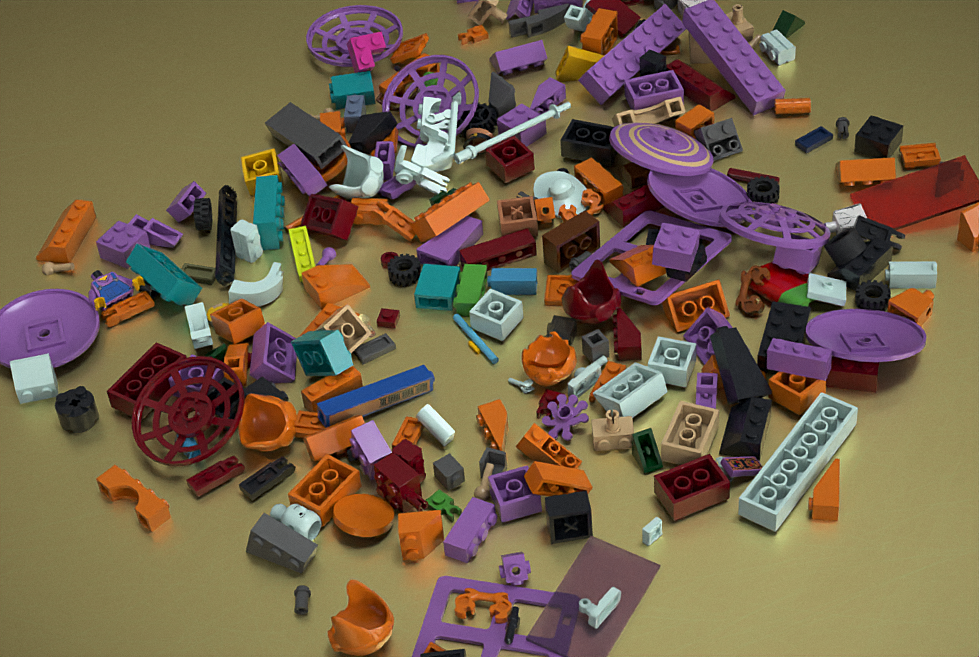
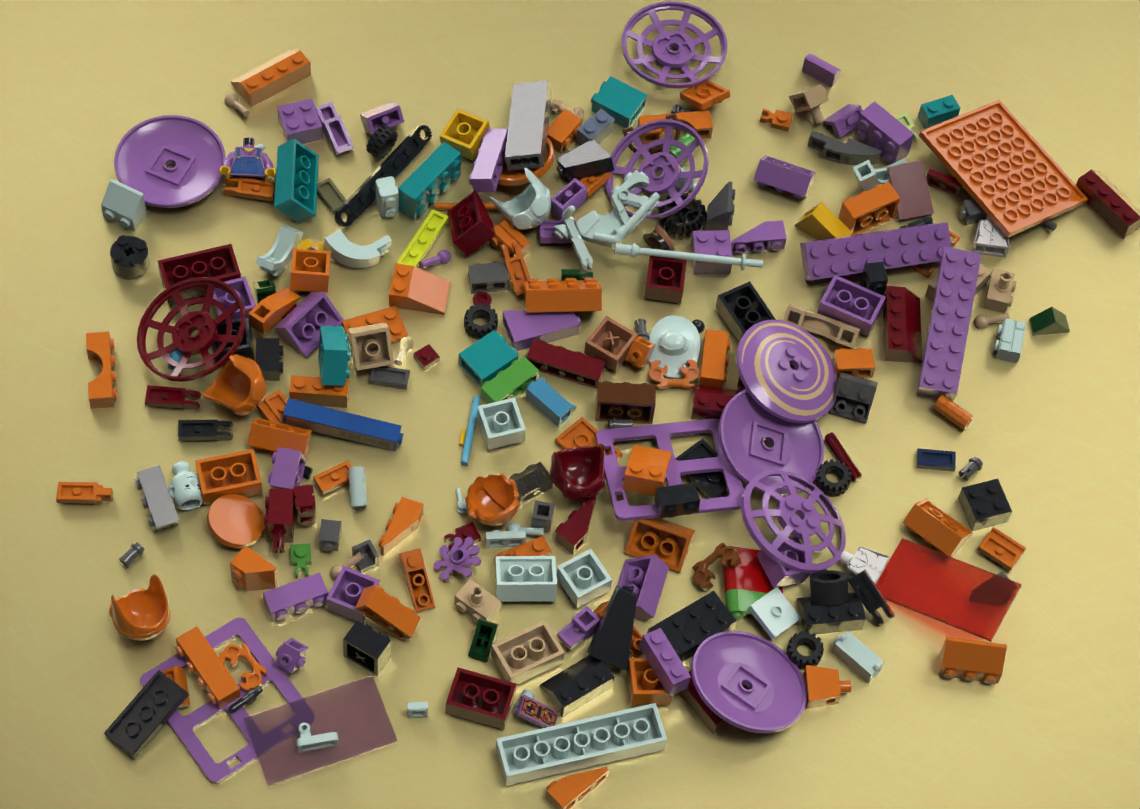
camera: 30 degrees right, 15 degrees up
(211, 588) = (83, 492): none -> orange hinge
(362, 49) = (652, 70): dark pink brick -> none
(379, 241) = (488, 277): none -> dark grey brick
(457, 624) = (208, 668): none -> orange brick
(675, 247) = (668, 485): medium lavender brick -> none

